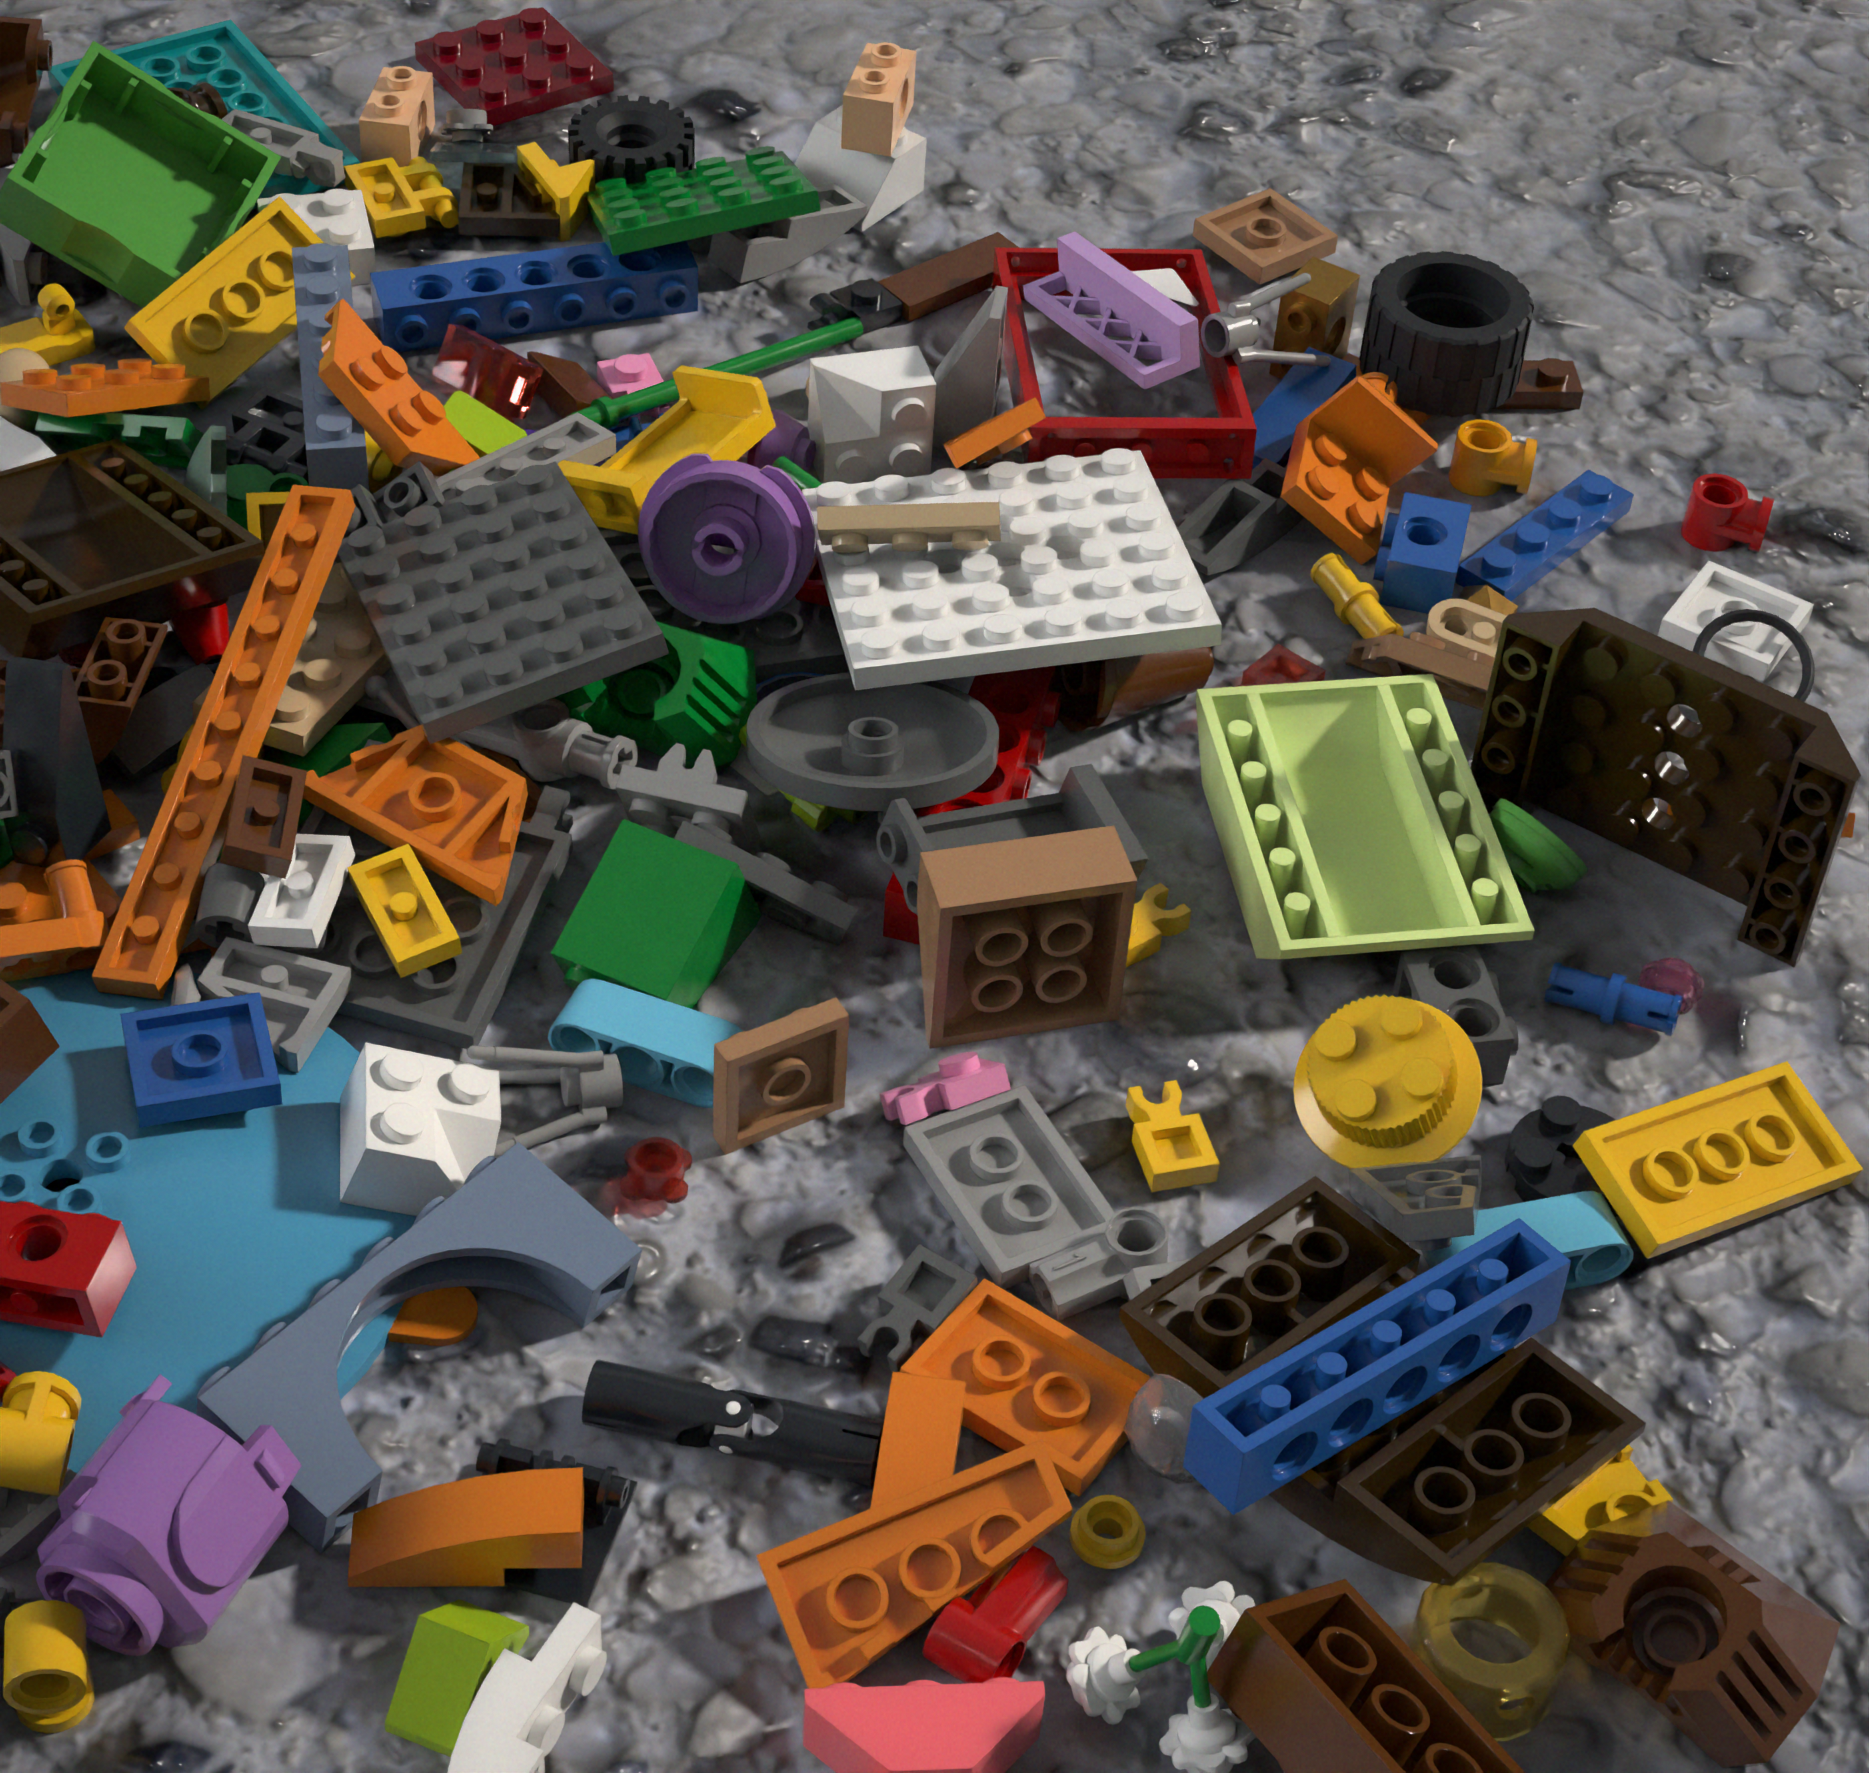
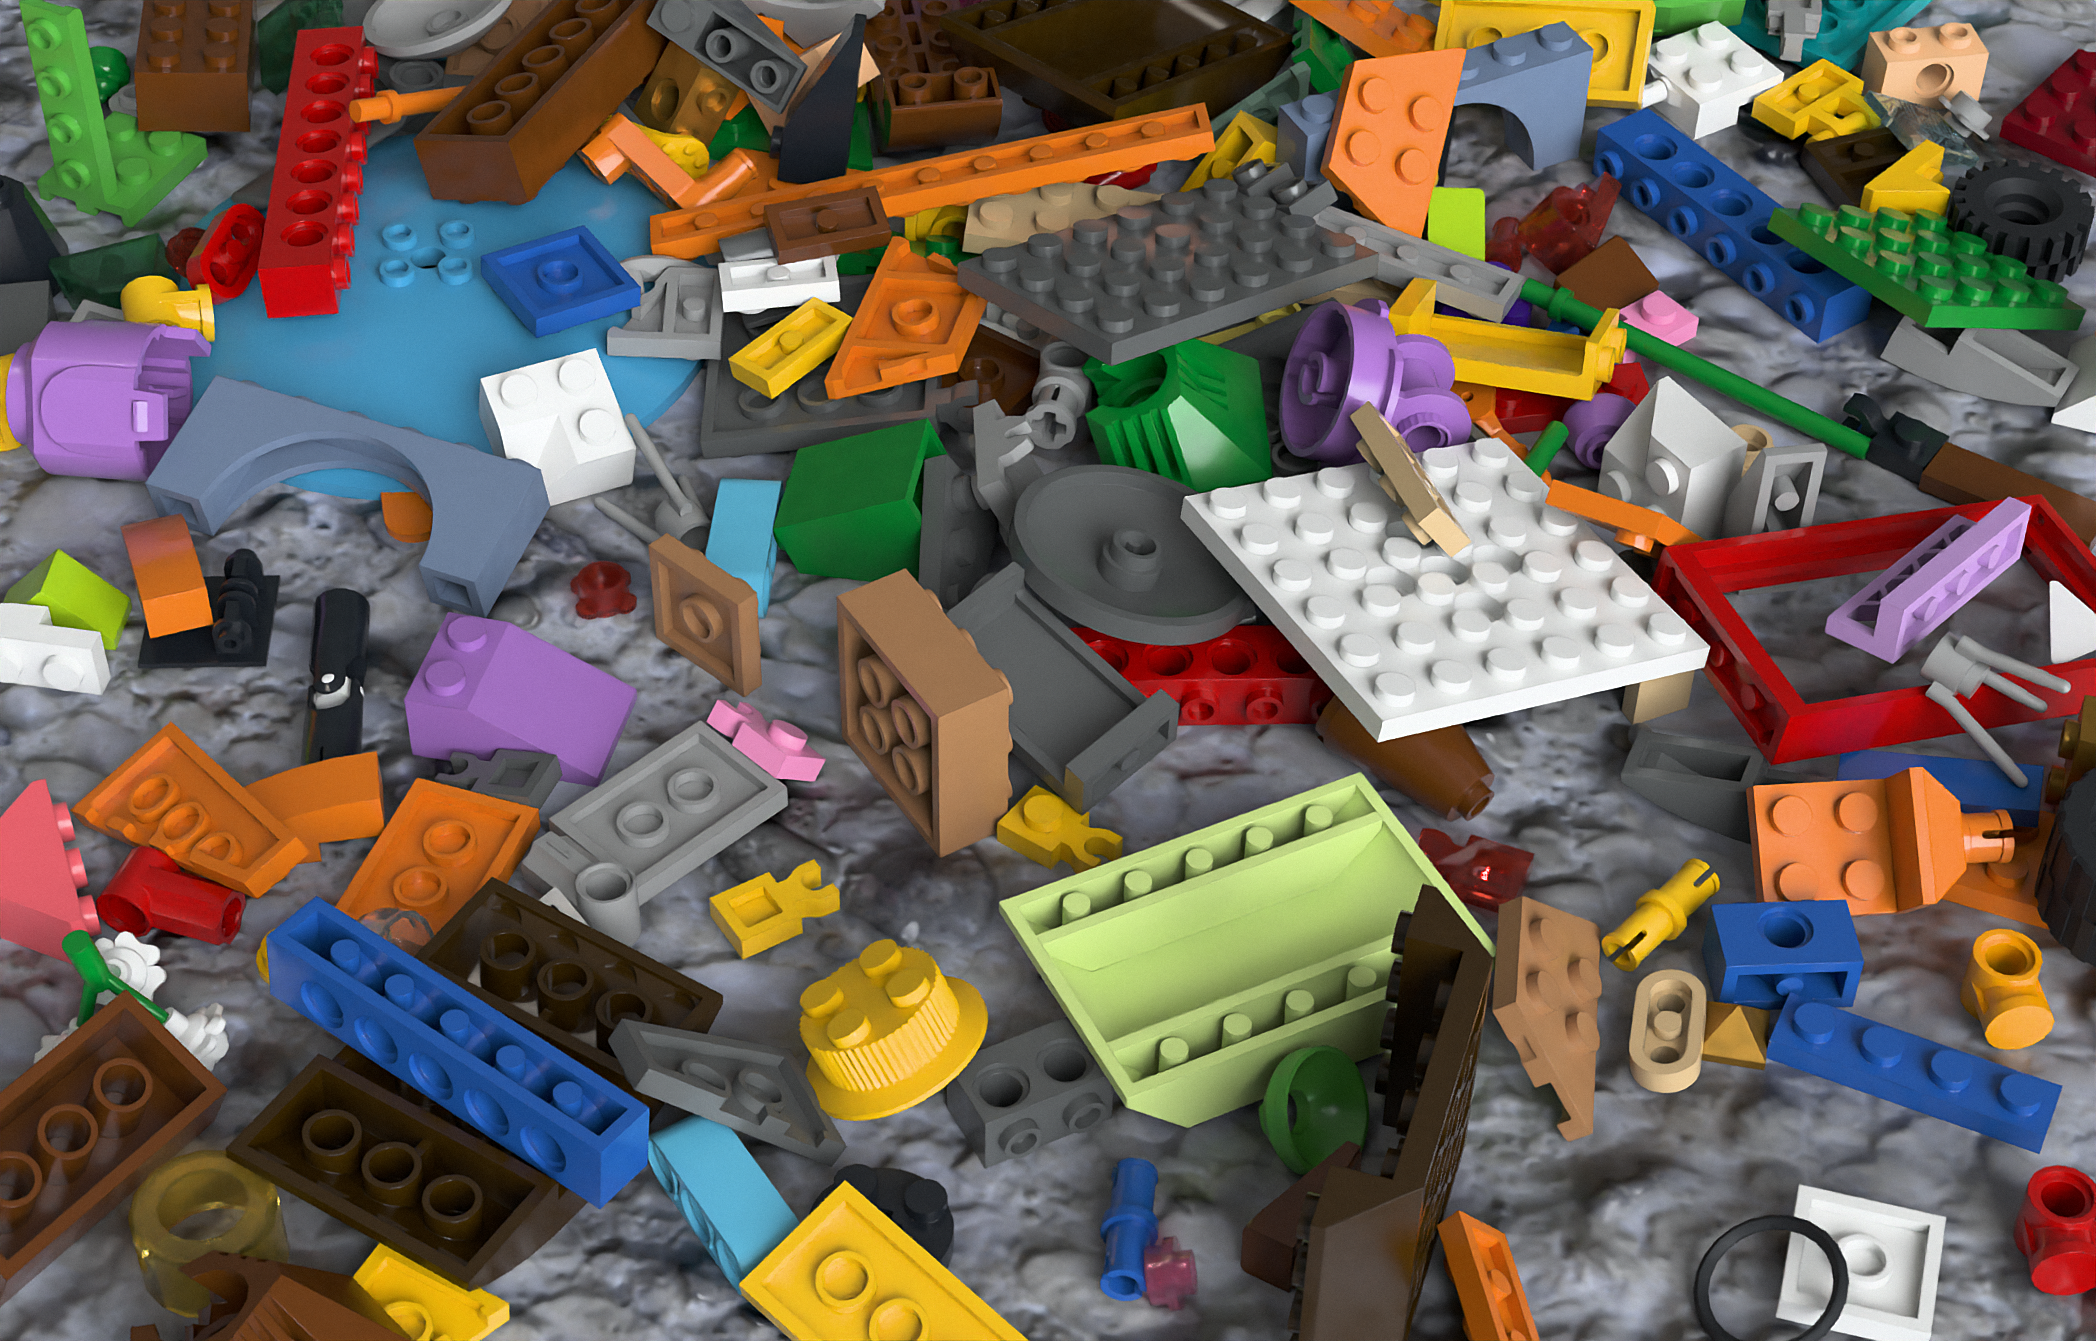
camera: 75 degrees right, 0 degrees up
(802, 1279) = (509, 690): none -> medium lavender slope
(1641, 895) = (1270, 1237): none -> reddish brown slope

